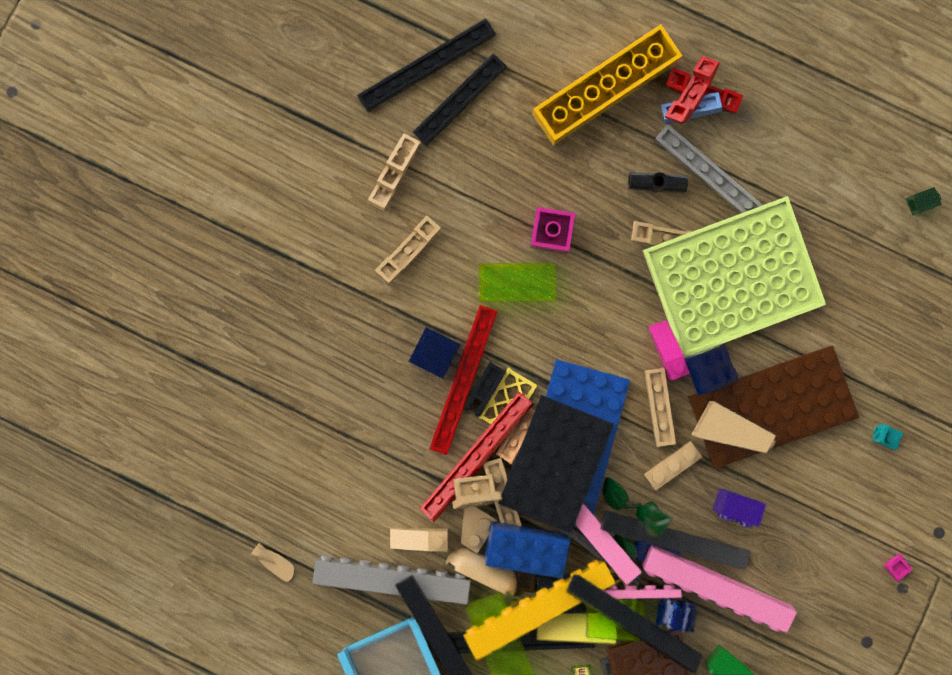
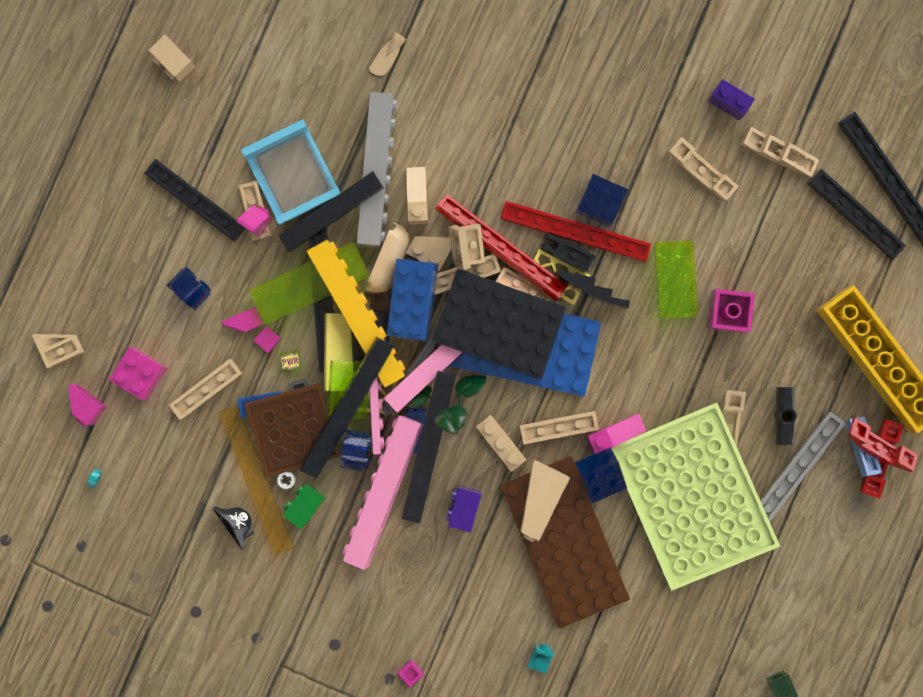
camera: 85 degrees right, 0 degrees up
(339, 217) = (731, 99): none -> dark purple brick
(519, 373) = (586, 285): none -> black slope

